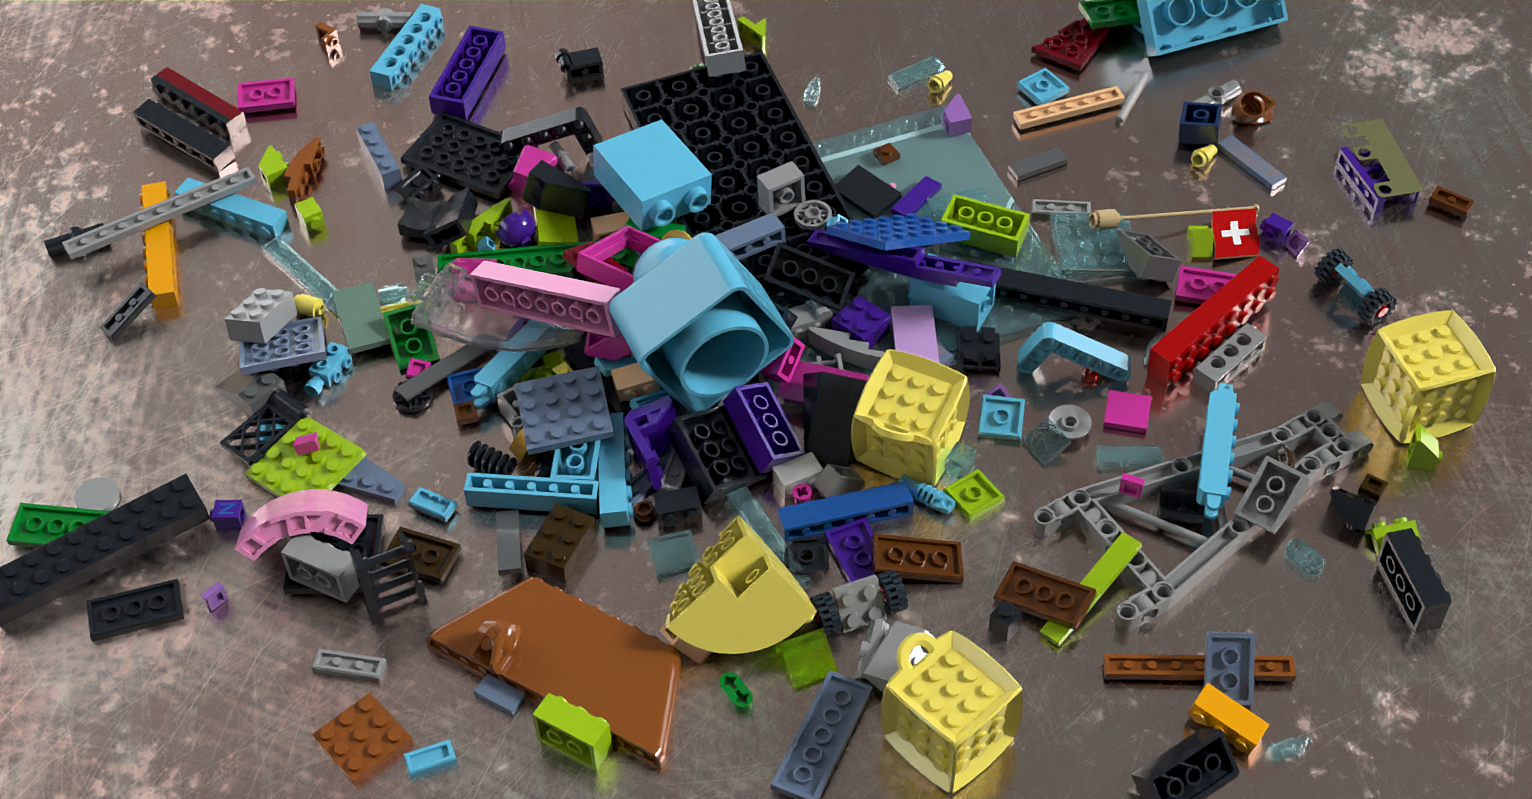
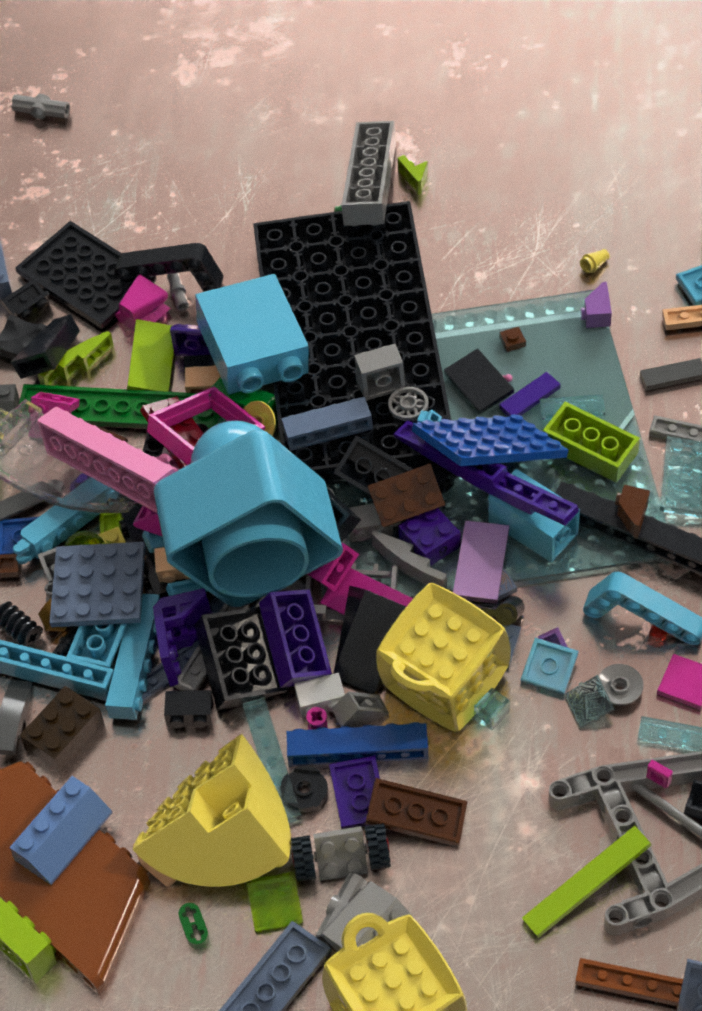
camera: 15 degrees right, 5 degrees up
(406, 46) = (53, 140): medium azure brick -> none
(467, 72) = (106, 179): dark purple brick -> none
(486, 244) = (75, 380): medium azure piece -> none
(517, 229) = (109, 369): dark purple cylinder -> none
(555, 191) = (153, 333): black slope -> none
(580, 64) = (222, 186): black hinge -> none
(589, 627) = (60, 830): none -> medium blue slope
(644, 511) = (154, 707): reddish brown plate -> none
(673, 553) = (172, 759): clear light blue tile -> none
(812, 91) = (456, 252): clear light blue piece -> none
(835, 289) = (406, 495): none -> reddish brown plate
(916, 72) = (573, 245): clear light blue tile -> none
(929, 495) = (448, 741): medium azure hinge -> none
(974, 495) = (497, 749): lime tile -> none
(978, 348) = (547, 582): black plate -> none
(1005, 620) = (487, 900): black brick -> none
(1041, 271) = (632, 507): none -> reddish brown slope
(1045, 595) = (536, 880): reddish brown tile -> none

